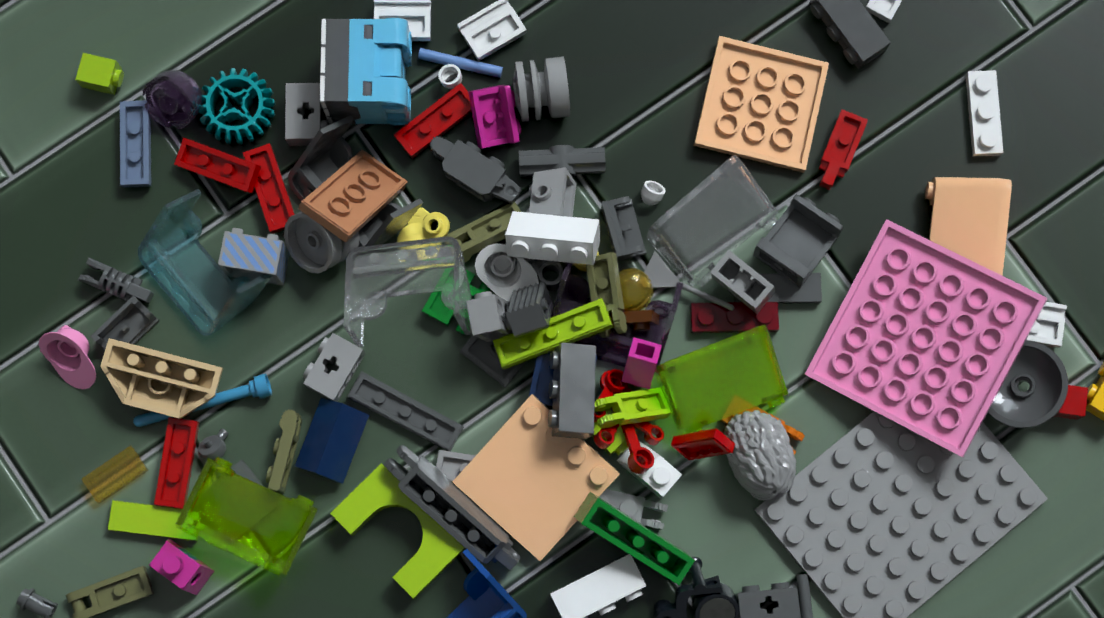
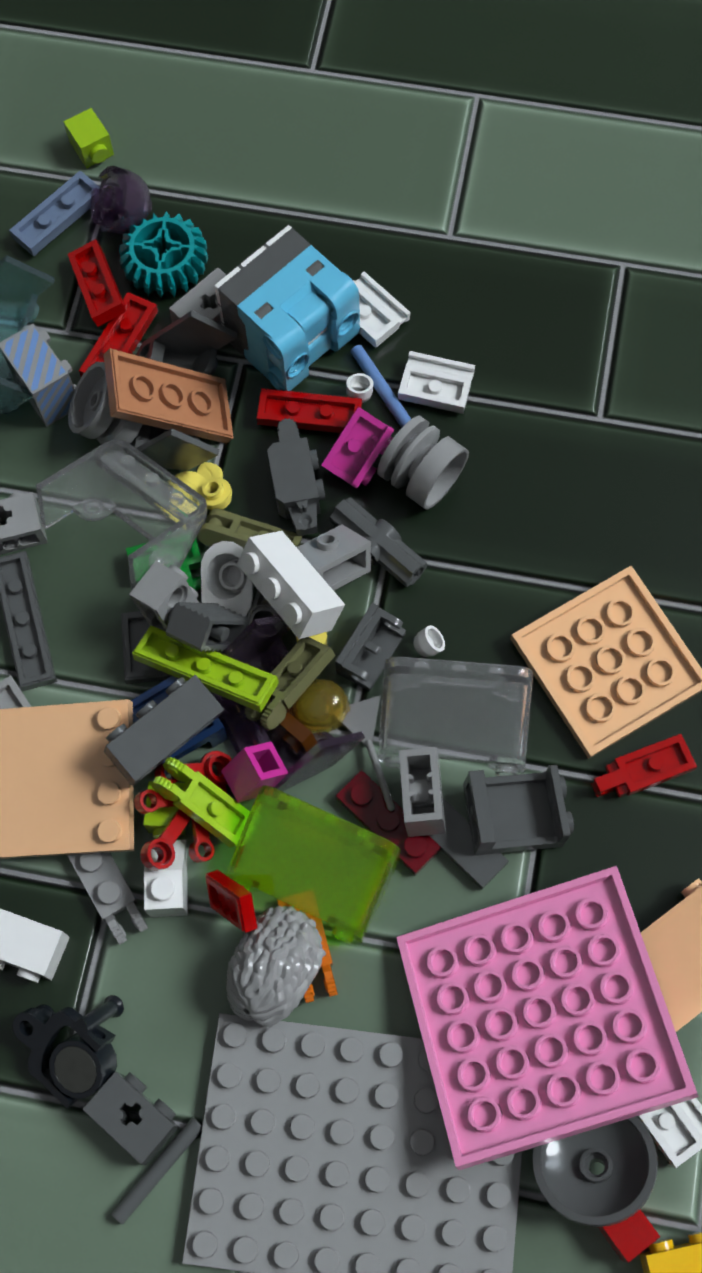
camera: 50 degrees right, 10 degrees down
(634, 538) = (78, 921): green brick -> none

